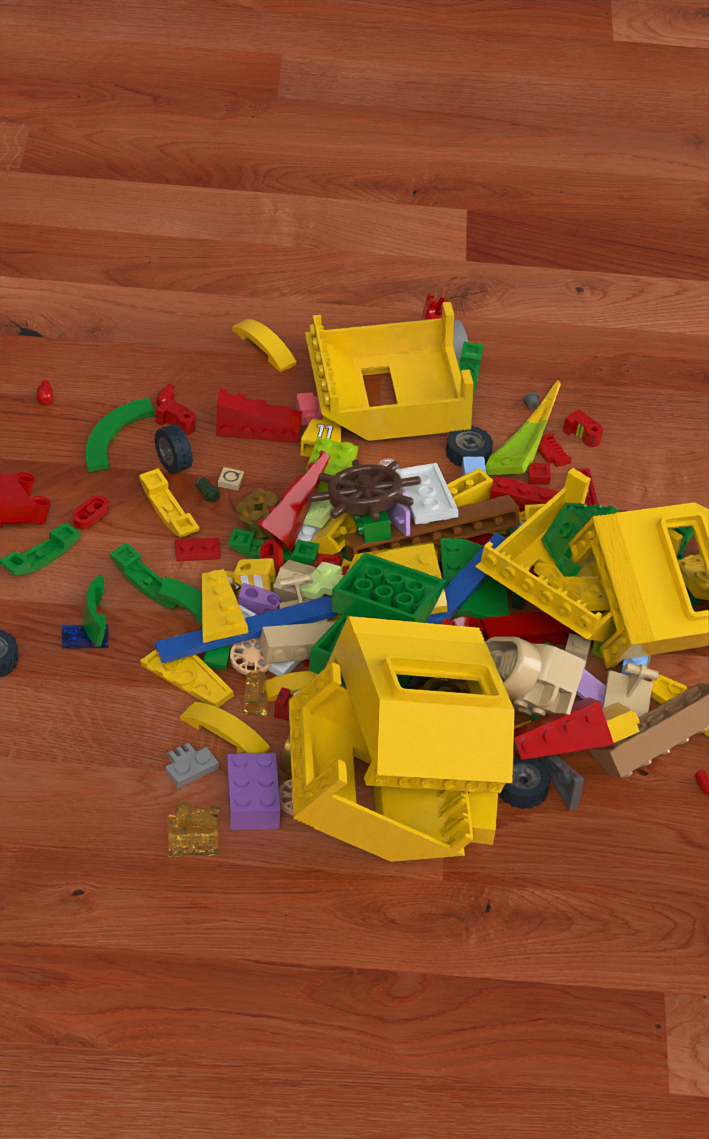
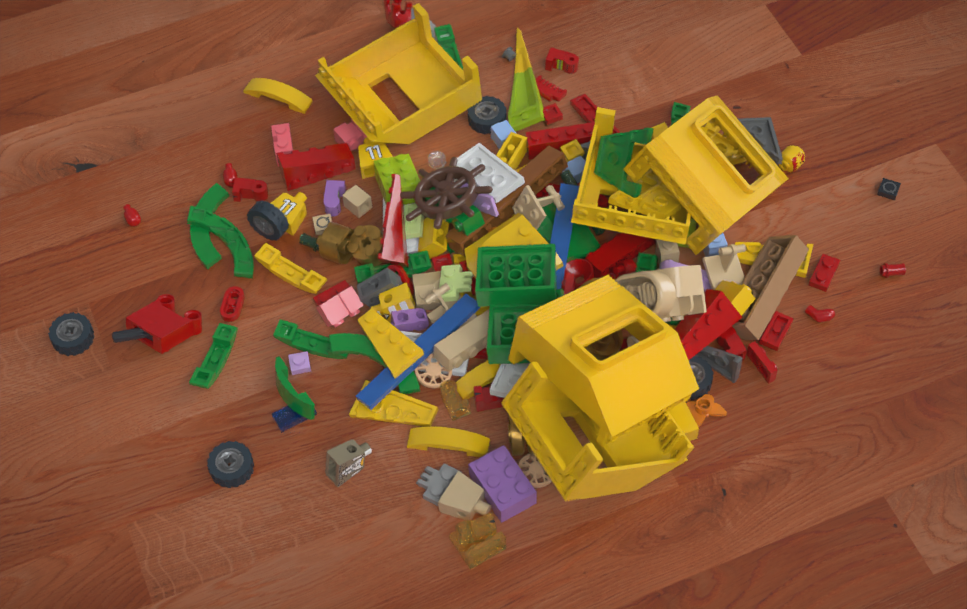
camera: 20 degrees left, 10 degrees up
(106, 698) = (346, 461): none -> dark tan torso
(122, 594) = (299, 363): none -> lavender plate
(129, 450) = (229, 235): none -> green tile
(194, 558) = (339, 307): none -> coral brick
(203, 785) = (463, 498): none -> tan torso
(206, 452) = (293, 209): none -> yellow torso
(226, 495) = (335, 242): none -> pearl gold brick
(240, 381) = (282, 139): none -> coral brick
(243, 549) = (373, 286): none -> dark grey brick
(256, 456) = (333, 191): none -> medium lavender leg
(278, 471) = (357, 201): none -> tan brick
(447, 541) = (531, 207): none -> tan plate
(517, 817) = (704, 408): none -> orange animal
(589, 768) = (732, 343): none -> red leg
(611, 795) = (758, 357): none -> red plate
(648, 779) = (776, 331): none -> red plate

